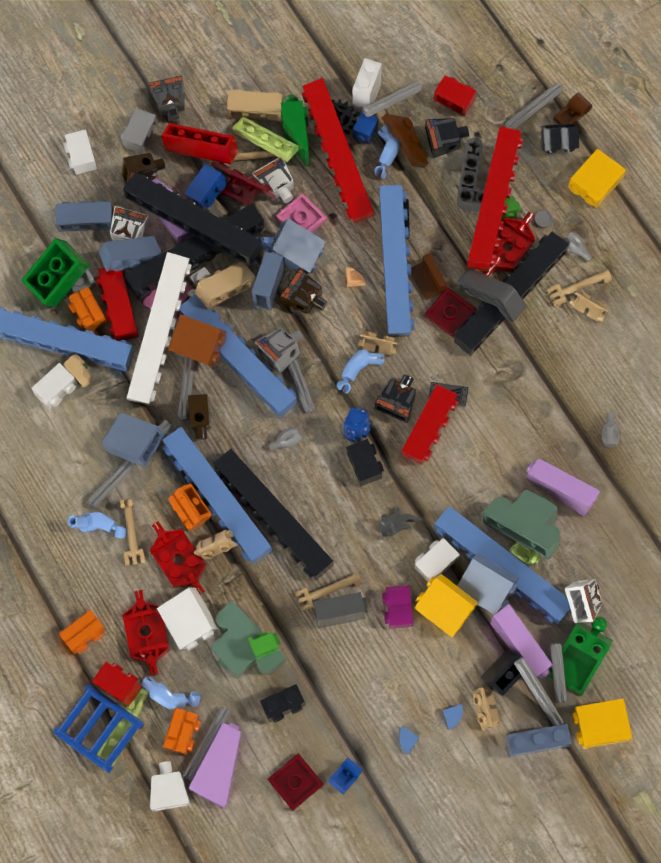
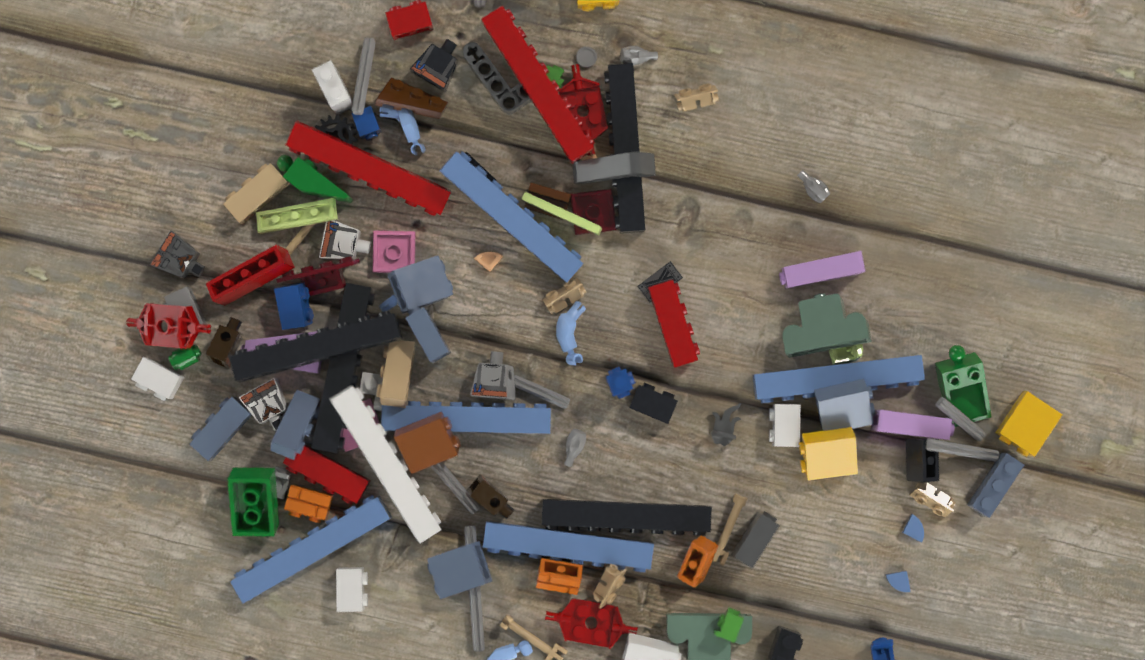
camera: 50 degrees left, 15 degrees up
(78, 370) = (355, 558): tan rock -> none
(110, 155) = (184, 358): none -> green brick
(127, 132) = (181, 323): none -> red plate
(287, 585) = (697, 561): none -> orange brick
(303, 293) = (464, 315): torso -> none
(397, 399) = (626, 326): torso -> none
(398, 607) = (793, 489): magenta brick -> none
(429, 290) = (561, 213): none -> yellowish green tile
(561, 293) = (663, 108): tan hinge -> none
(584, 600) = (927, 345): white torso -> none

